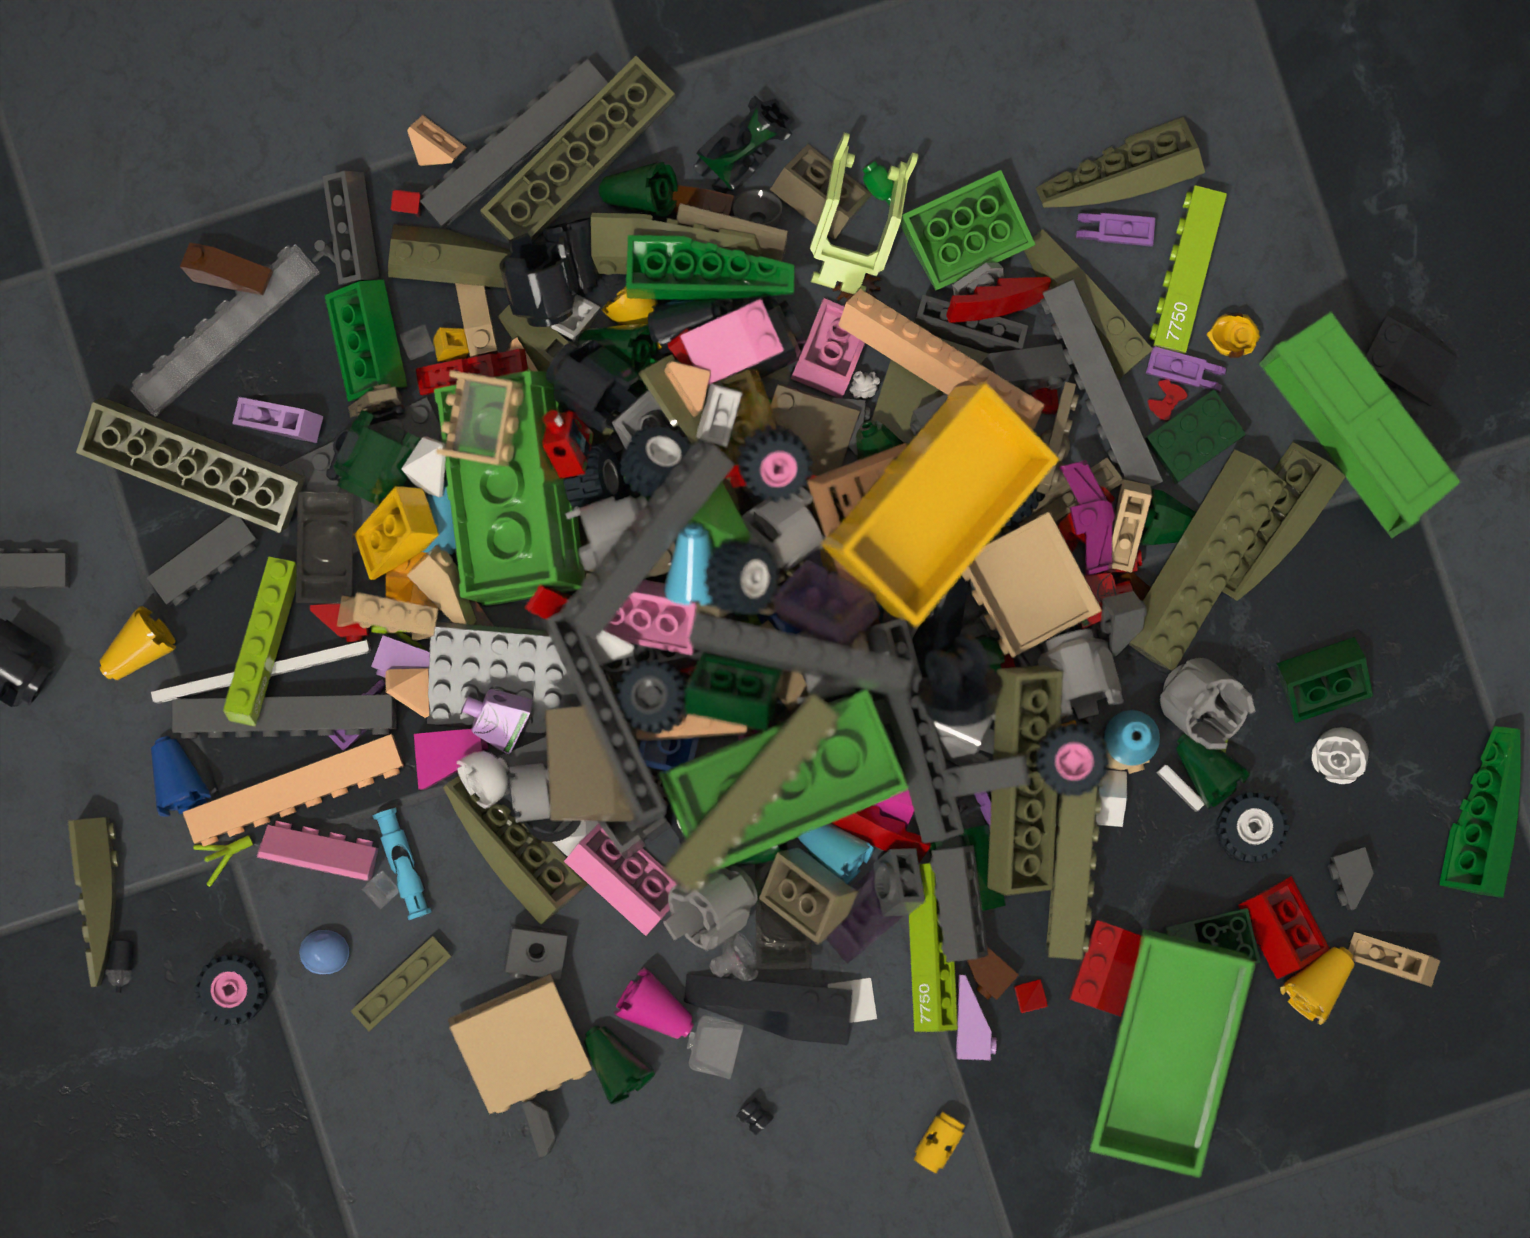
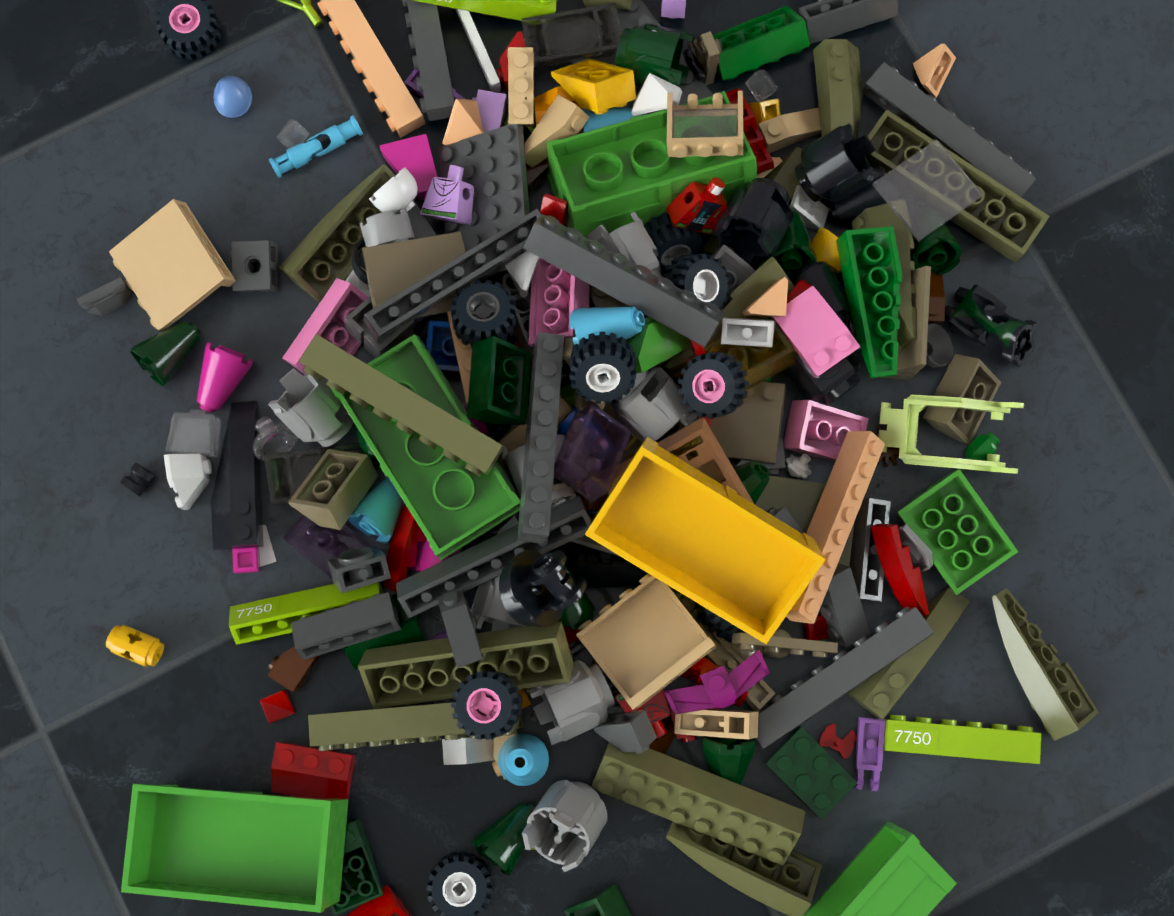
camera: 80 degrees right, 5 degrees down
(319, 852) = (313, 74): bright pink slope -> none
(401, 983) = (214, 163): olive plate -> none
(406, 202) = (880, 53): red slope -> none
(585, 185) = (927, 190): none -> clear piece
(762, 1058) = (187, 476): none -> white slope
(864, 1009) = (246, 560): none -> dark pink tile
(973, 1032) = (240, 659): lavender slope -> none
(1119, 229) = (984, 670): medium lavender hinge -> none
(1180, 787) = (486, 813): white tile -> none
(1234, 334) = (910, 793): yellow hair -> none

